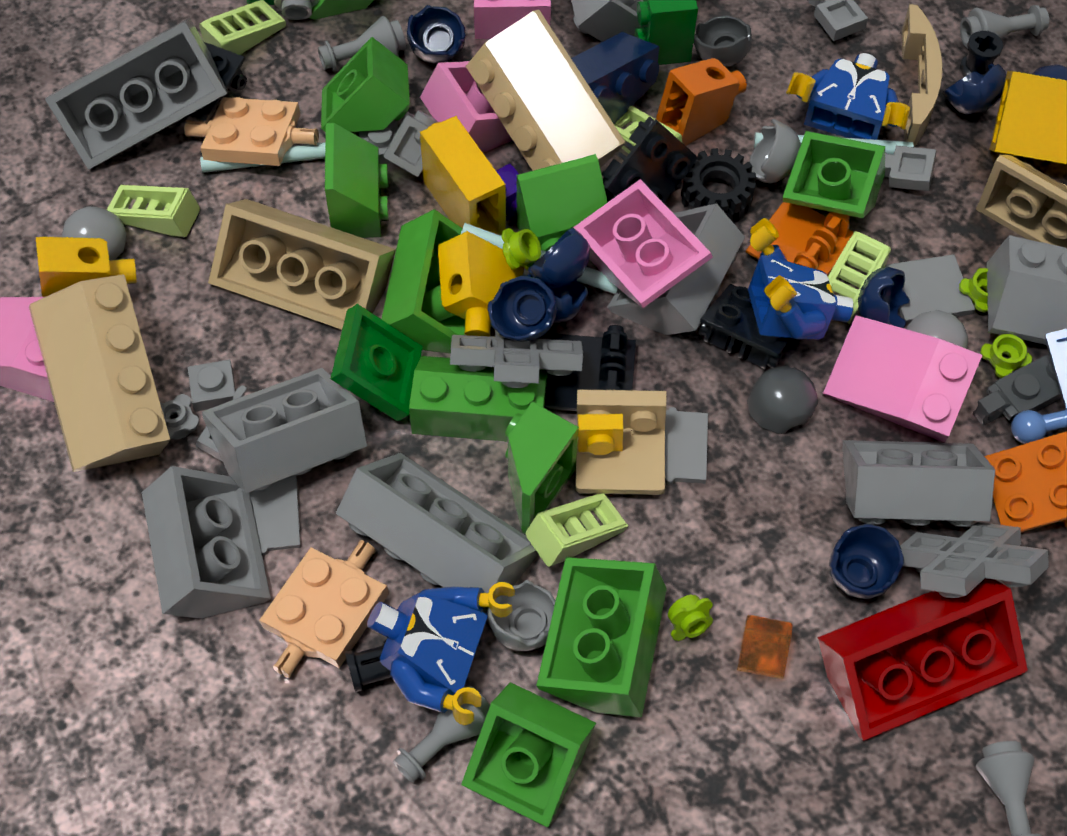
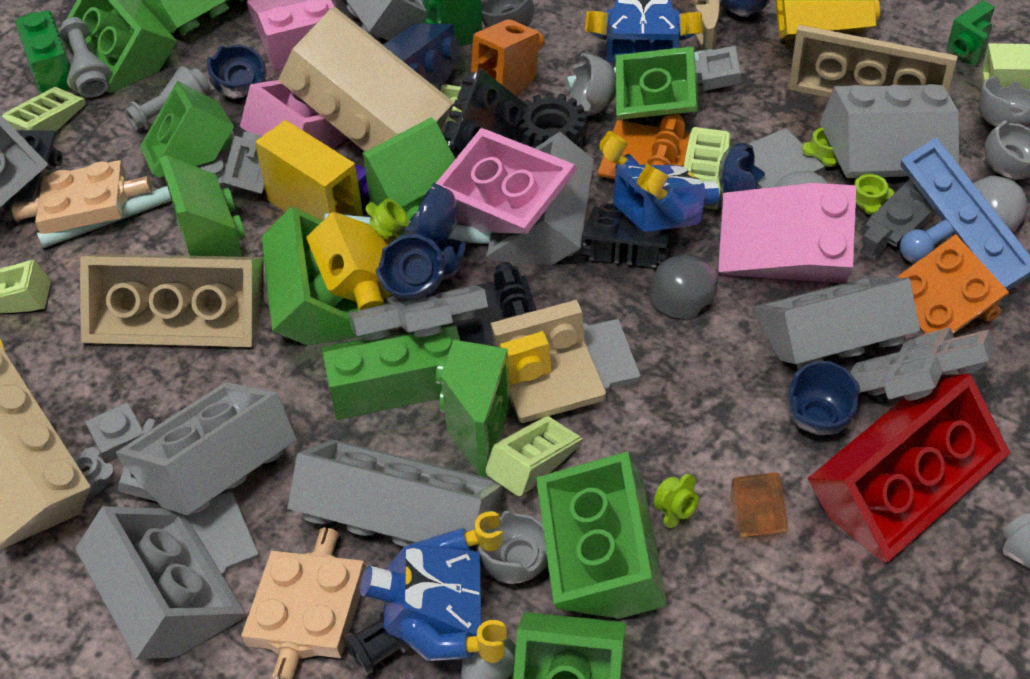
camera: 15 degrees left, 10 degrees down
(376, 362) = (281, 359): green plate -> none

